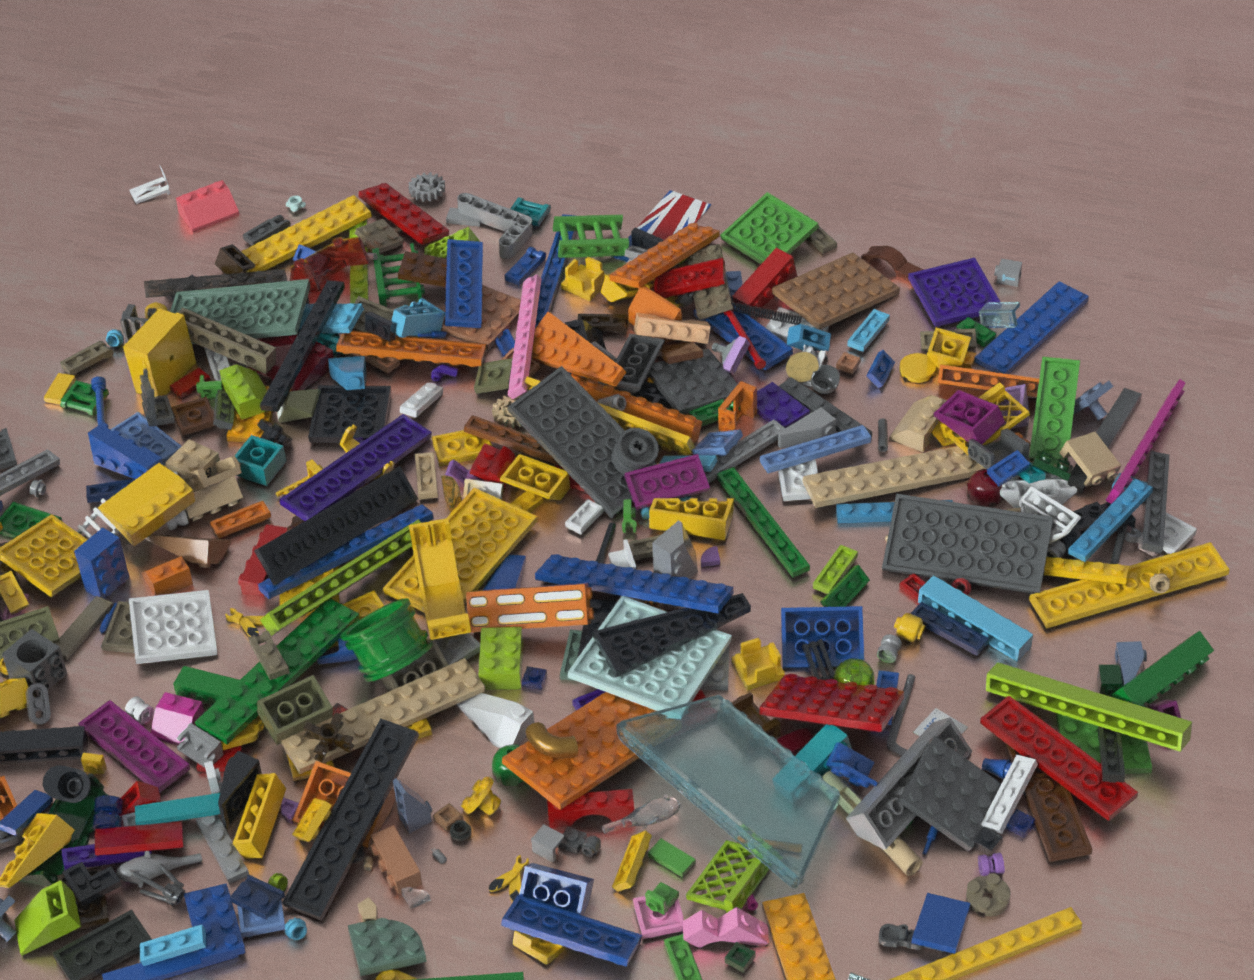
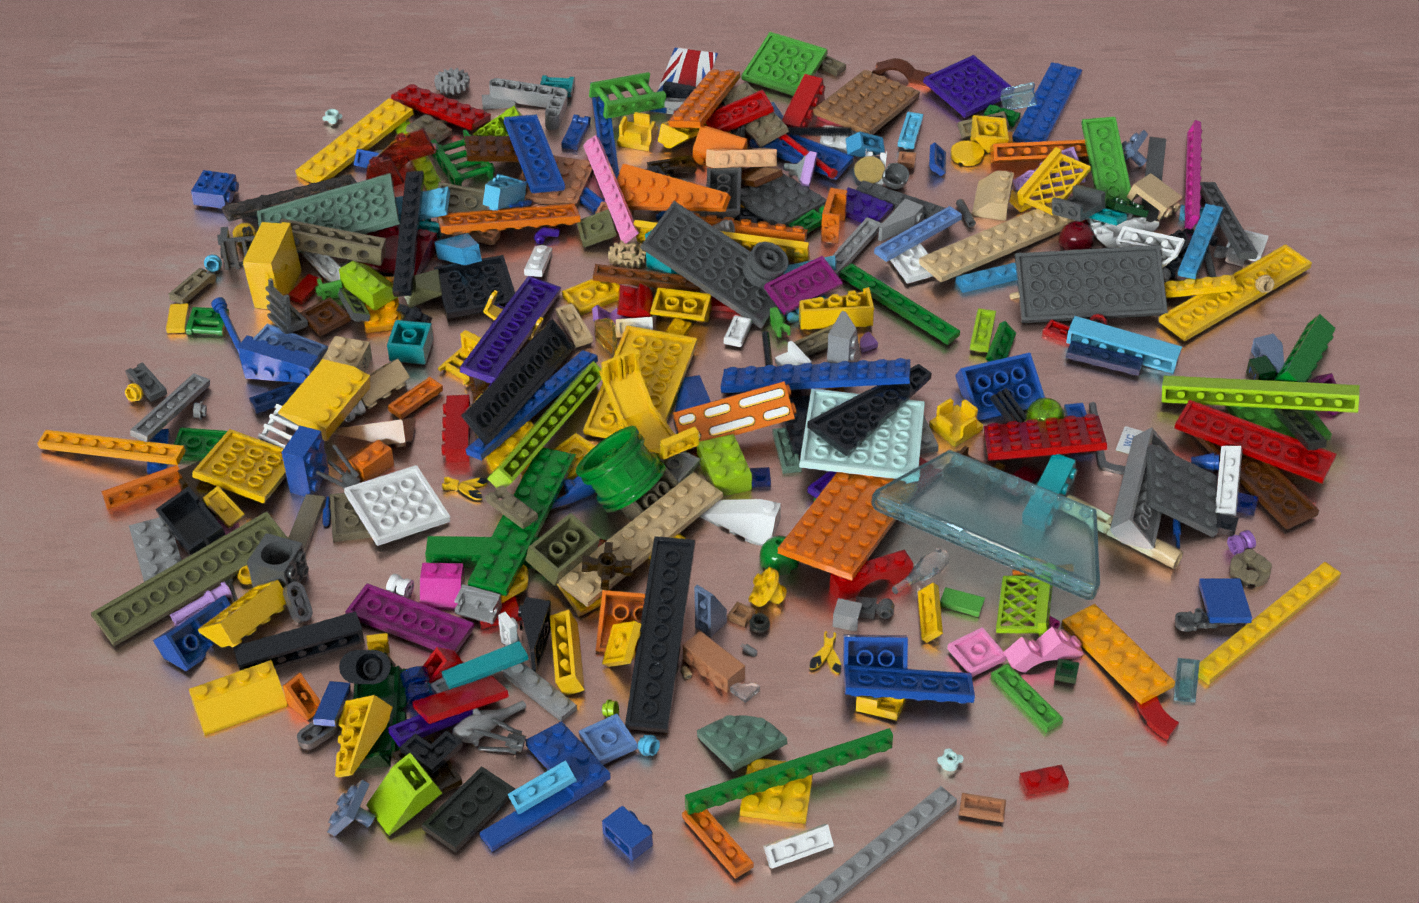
camera: 20 degrees left, 0 degrees up
(141, 589) = (348, 478): none -> dark grey plant
(148, 260) = (214, 189): none -> blue brick
(157, 190) = (190, 128): white piece -> none
(207, 206) = (247, 132): coral slope -> none
(226, 469) = (379, 358): tan panel -> none
(232, 260) = (298, 174): dark brown slope -> none
(257, 896) = (600, 725): dark blue plate -> none
(266, 229) = (315, 144): dark grey hinge -> none
(288, 809) = (588, 642): medium lavender tile -> none
(368, 910) = (708, 712): tan piece -> none
(380, 326) = (473, 204): black plate -> none
(551, 745) = (820, 525): pearl gold cylinder -> none
(661, 898) = (975, 636): bright green bracket -> none
(718, 443) = (829, 245): medium blue plate -> none
(852, 765) = (1089, 487): blue bracket -> none
(889, 648) = (1063, 385): light grey wheel -> none
(909, 627) = (1072, 363): yellow head -> none
(970, 416) = (1044, 179): magenta slope -> none
(1008, 272) = (1006, 62): light grey brick -> none
(1008, 468) = (1096, 215): blue plate -> none

